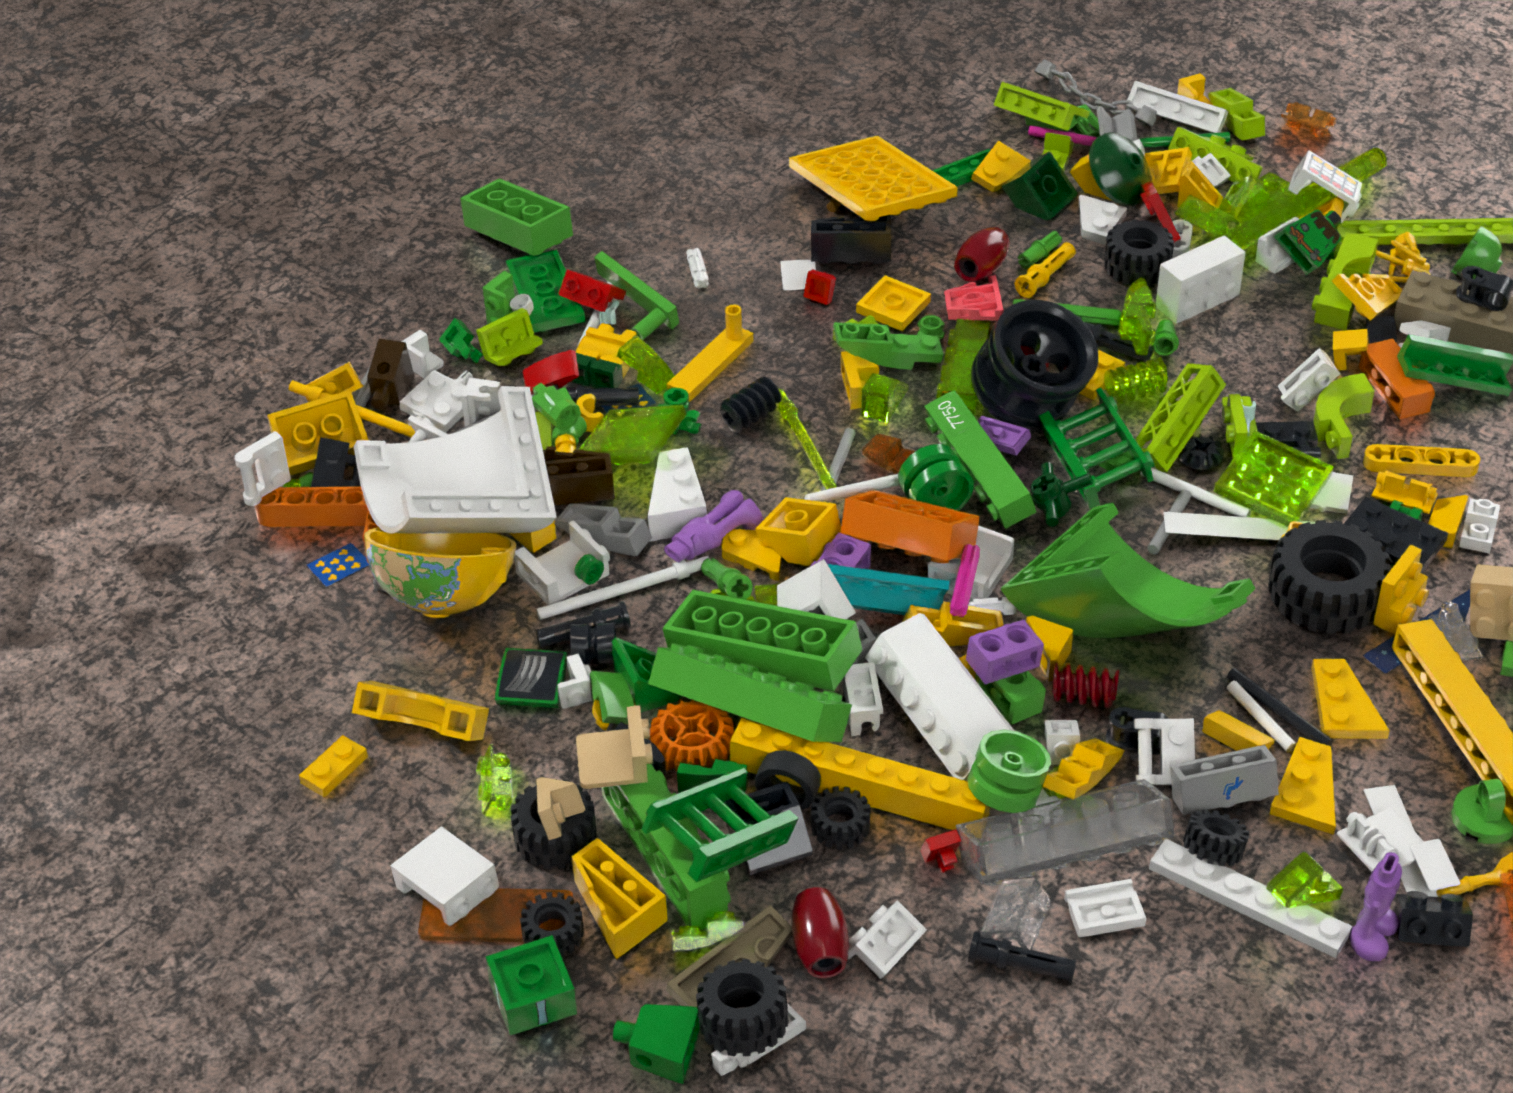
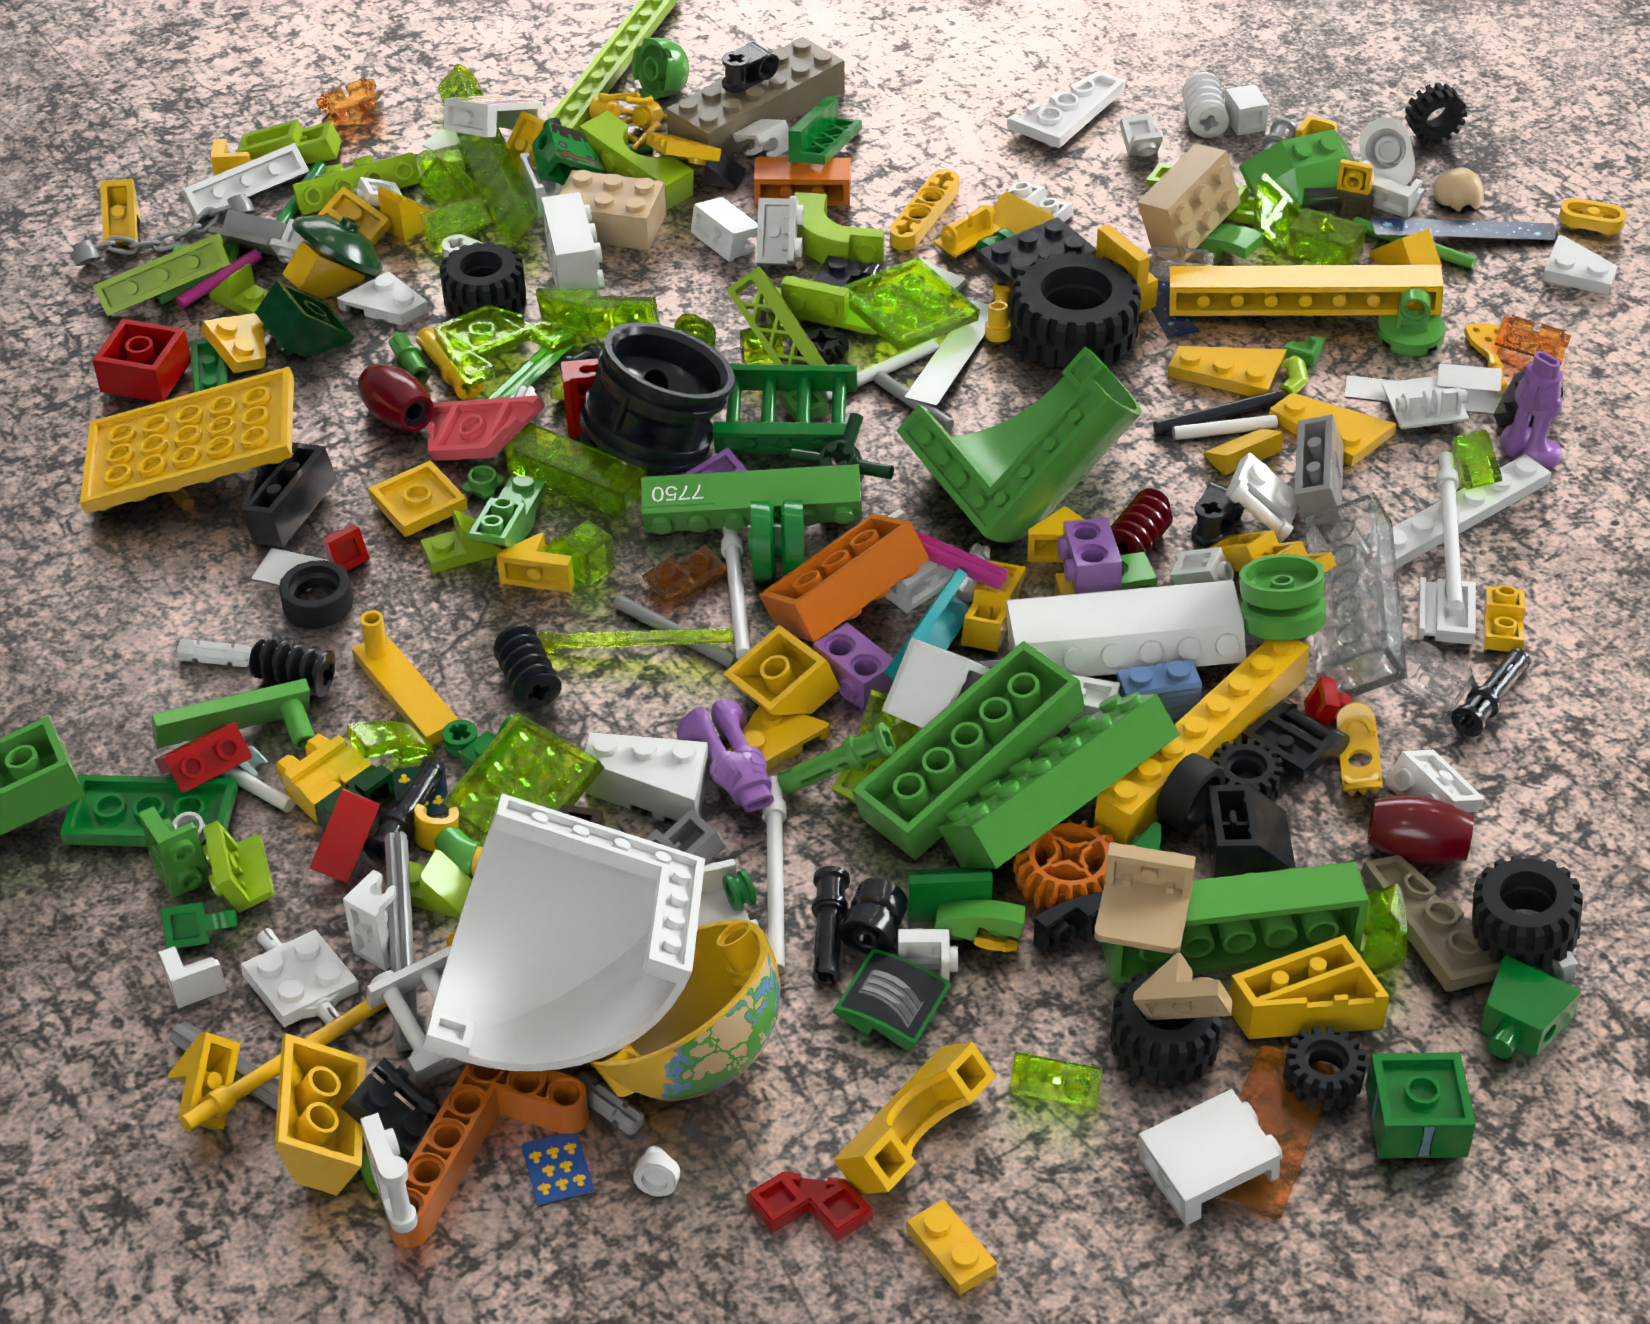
camera: 70 degrees left, 0 degrees up
(338, 605) = (656, 1173): none -> white tile
(344, 674) = (830, 1201): none -> red tile
(389, 373) = (228, 1007): dark brown torso -> none
(556, 406) = (434, 835): bright green rock -> none
(696, 302) = (286, 662): none -> black piece
(726, 849) = (1292, 817): green fence -> none
(772, 303) = (316, 575): none -> black tyre
(886, 833) = (1298, 751): none -> black plate
(897, 738) = (1173, 682): none -> medium blue brick
(920, 883) = (1360, 724): none -> yellow piece
(945, 131) = (142, 360): none -> red brick
(1072, 269) = (491, 330): none -> clear neon green wing
(1095, 62) = (119, 209): none -> yellow slope
(1126, 953) = (1503, 618): none -> yellow slope
(1155, 206) = (424, 238): red wing -> none
(1216, 837) = (1400, 496): black tyre -> none
(1261, 869) = (1447, 484): none -> white bar
(1277, 288) = (622, 208): none -> tan brick
(1301, 349) = (723, 228): none -> white hinge
(1348, 343) = (740, 187): yellow panel -> none
(1359, 747) = (1297, 375): none -> lime arm
(1404, 747) = (1306, 350): none -> bright green tile

